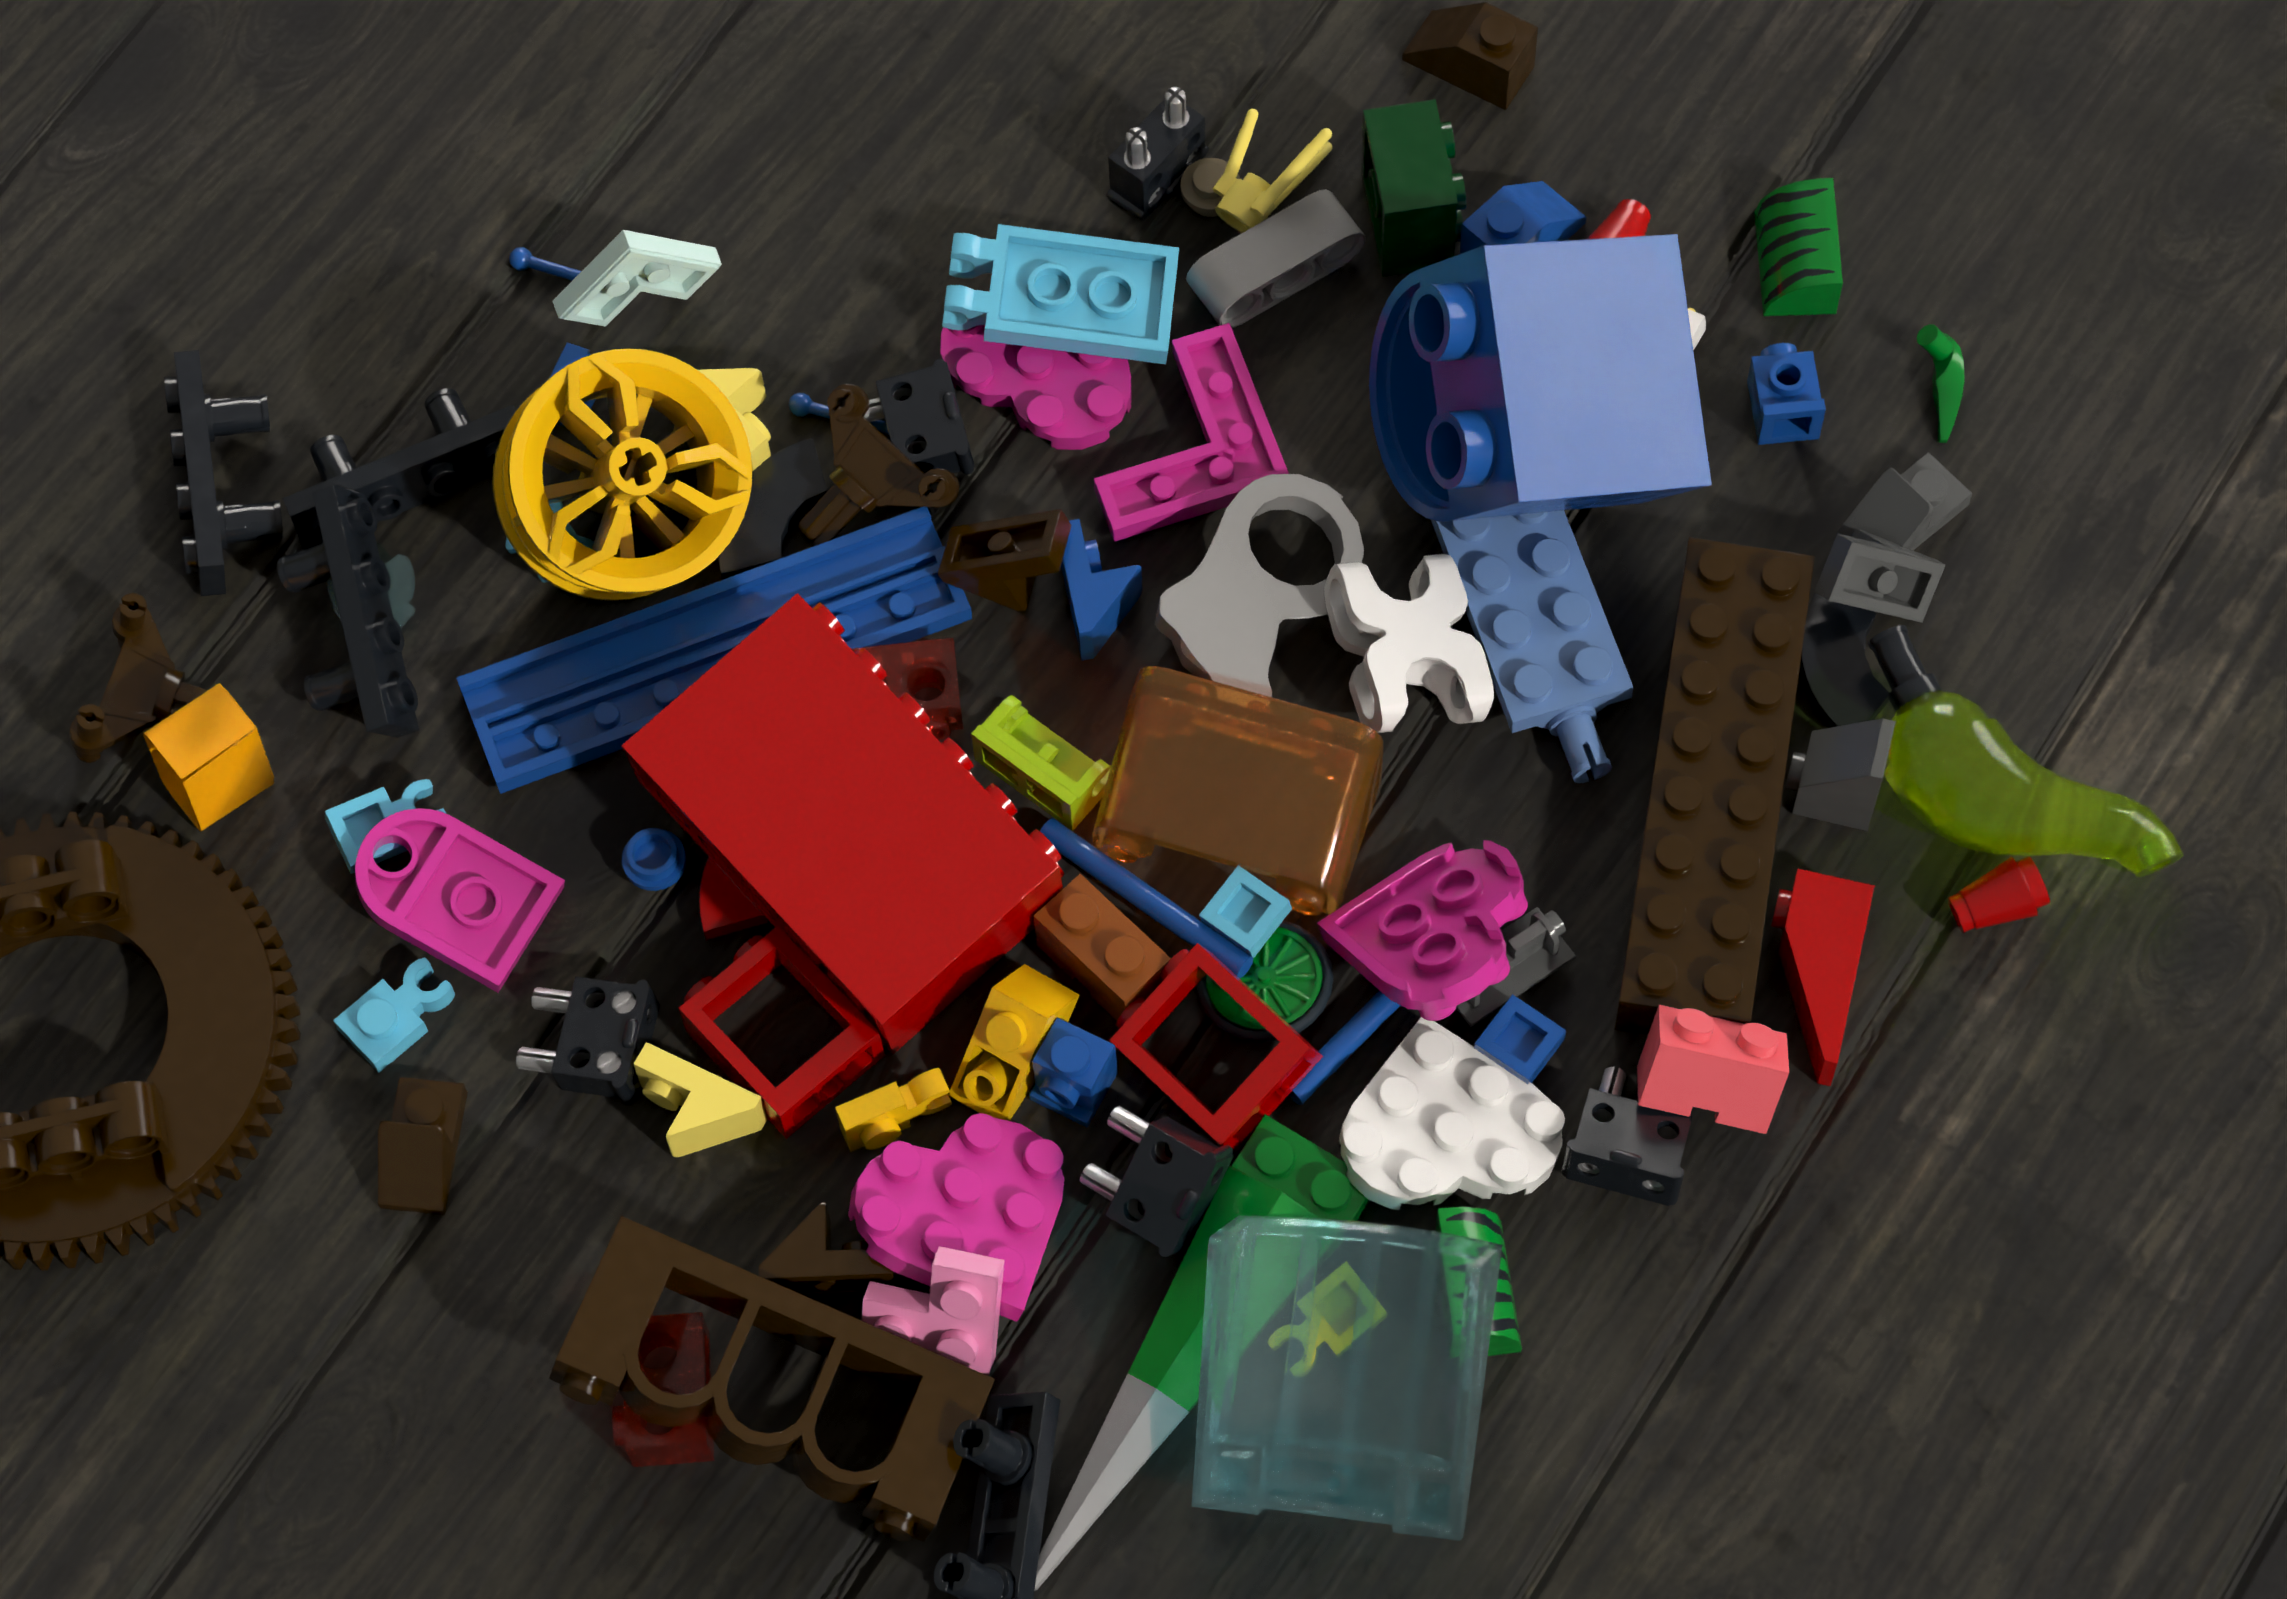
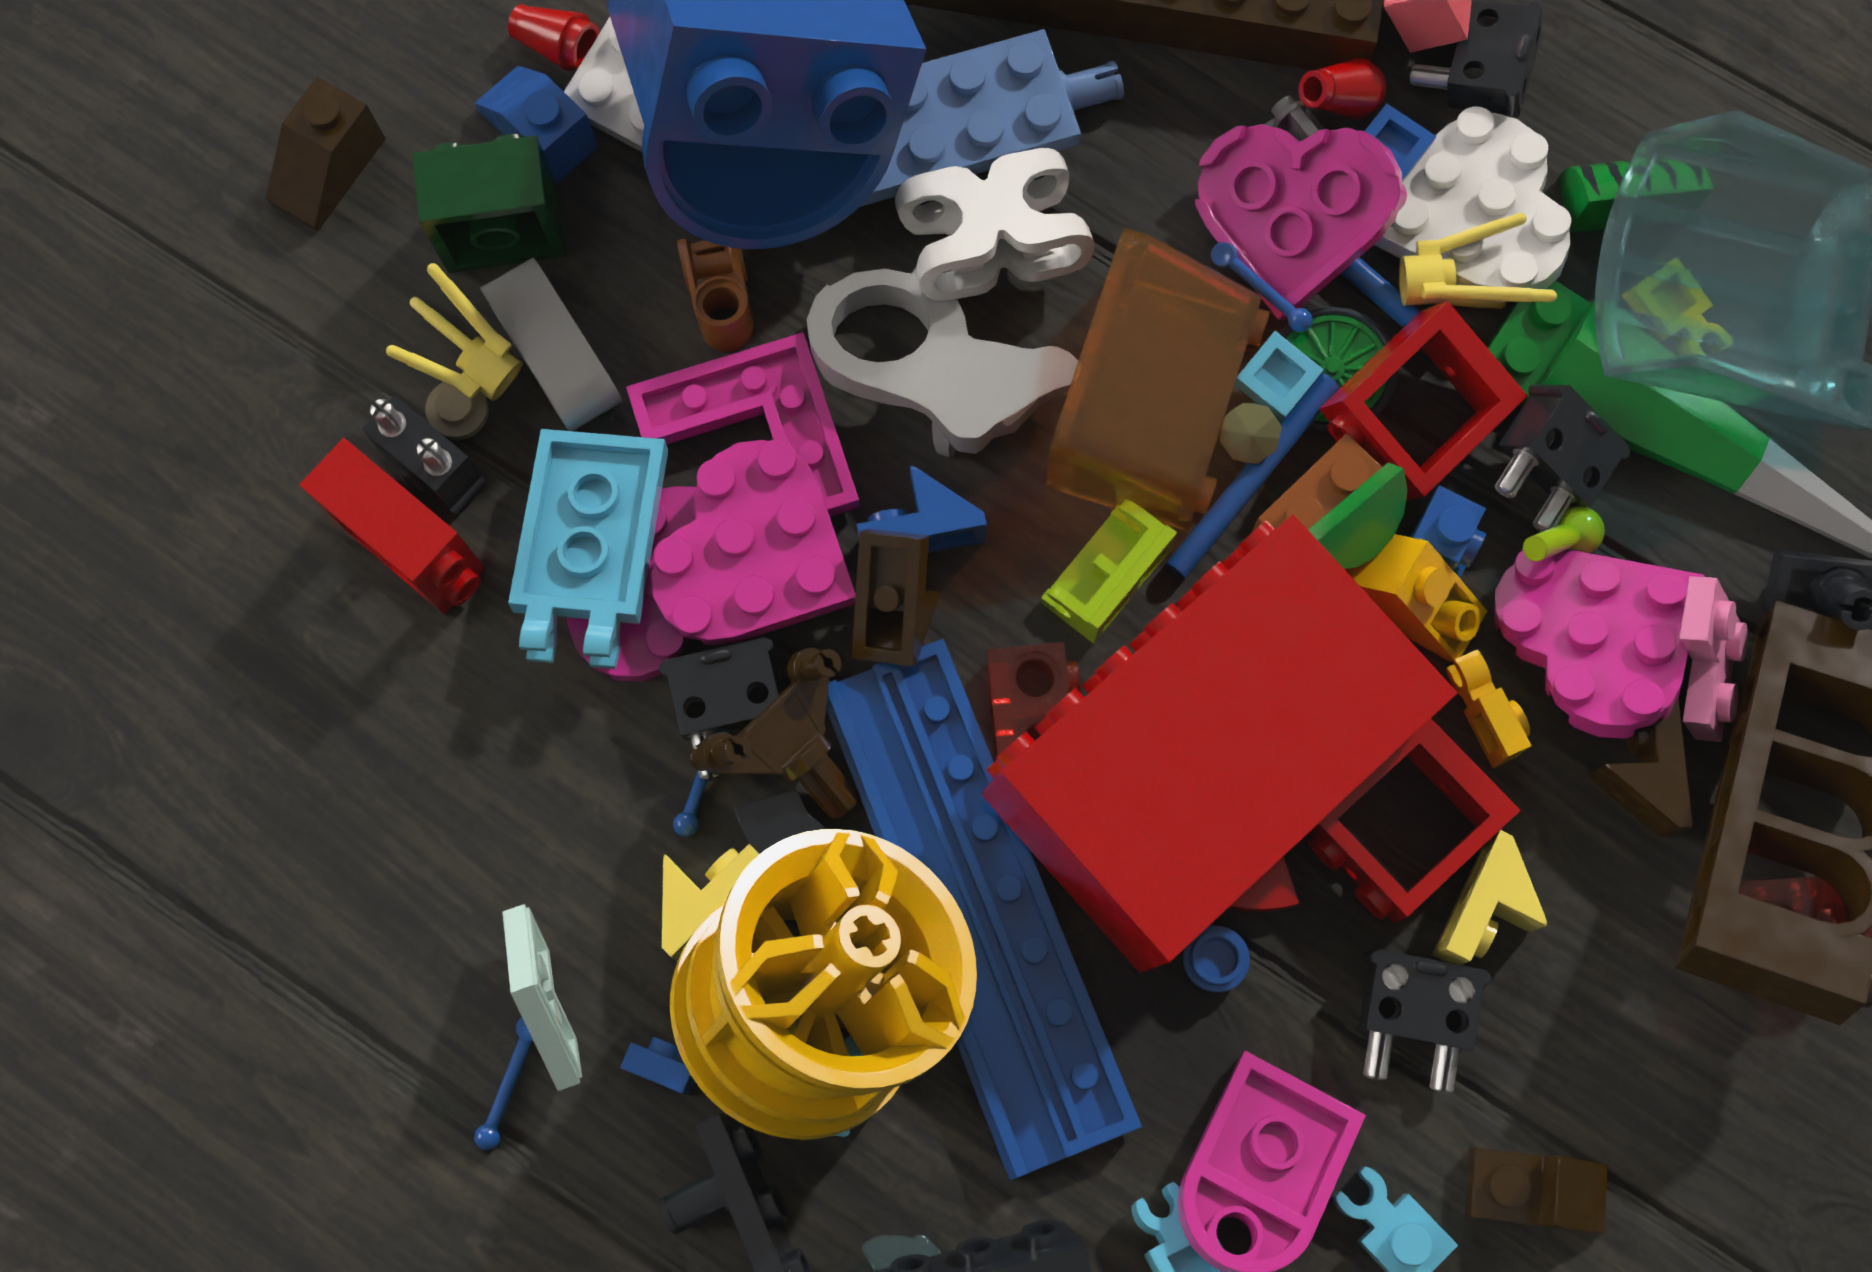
camera: 90 degrees left, 10 degrees up
(1057, 437) = (754, 553): none -> dark pink plate
(1067, 960) = (1365, 519): none -> green tile
(1071, 128) = (394, 526): none -> red window
(1083, 1208) = (1578, 530): none -> lime bar
(1181, 881) = (1250, 433): none -> olive rock
(1340, 393) = (716, 282): none -> dark orange piece
(1354, 1058) = (1432, 280): none -> light yellow plant
(1385, 871) = (1226, 256): none -> blue hinge
(1578, 983) = (1345, 88): none -> red cone

